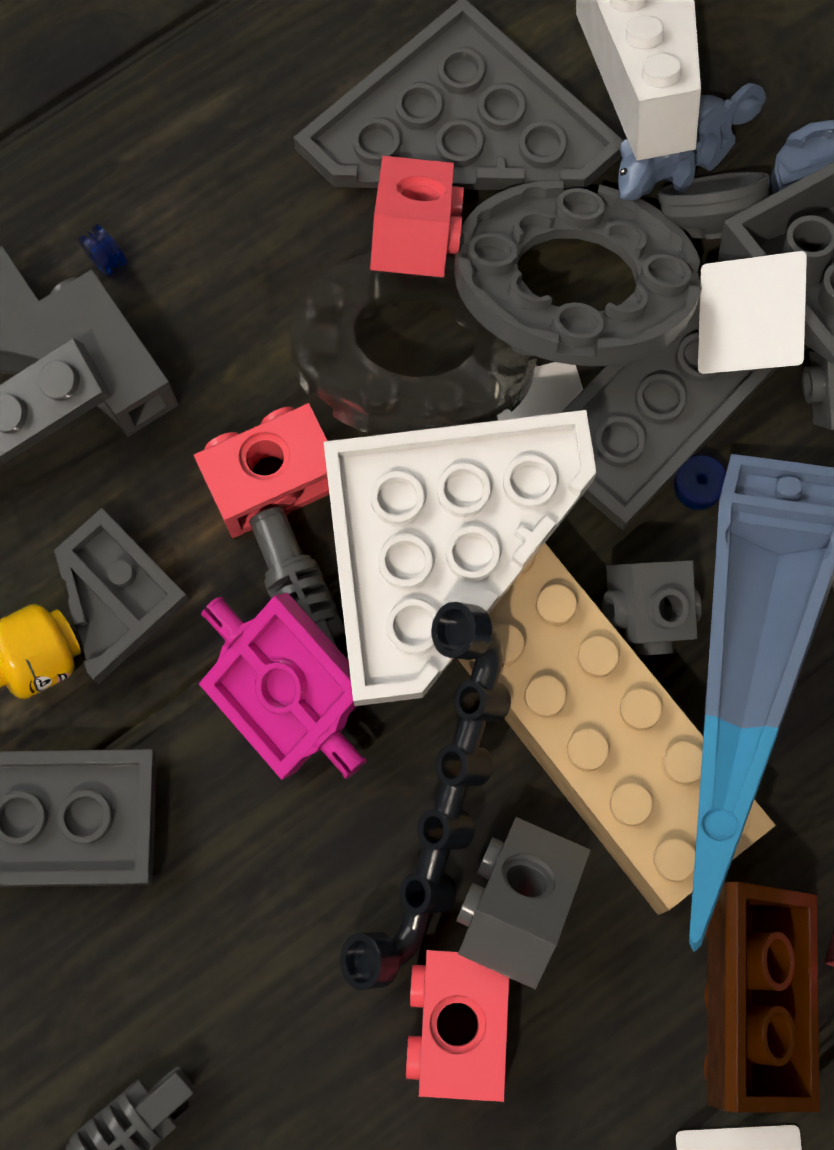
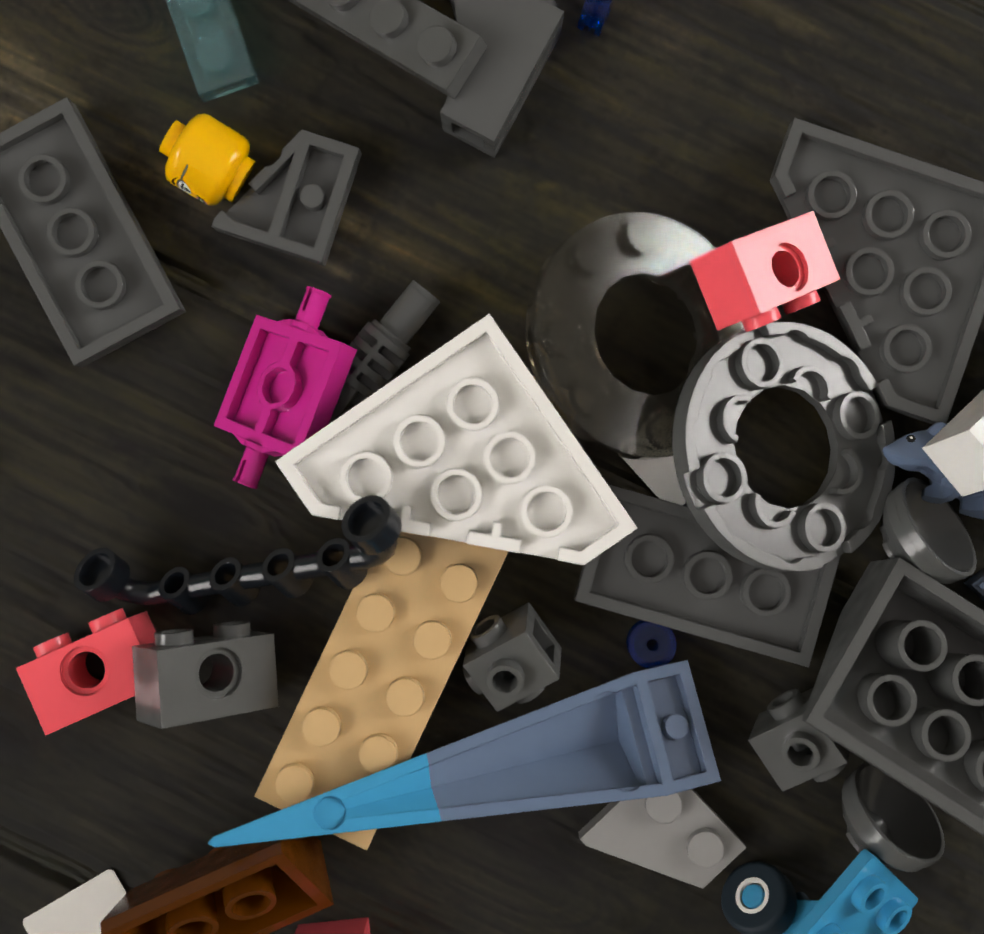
camera: 60 degrees right, 15 degrees up
(230, 459) = (448, 237): coral brick -> none
(752, 313) = (820, 625): white sticker -> none

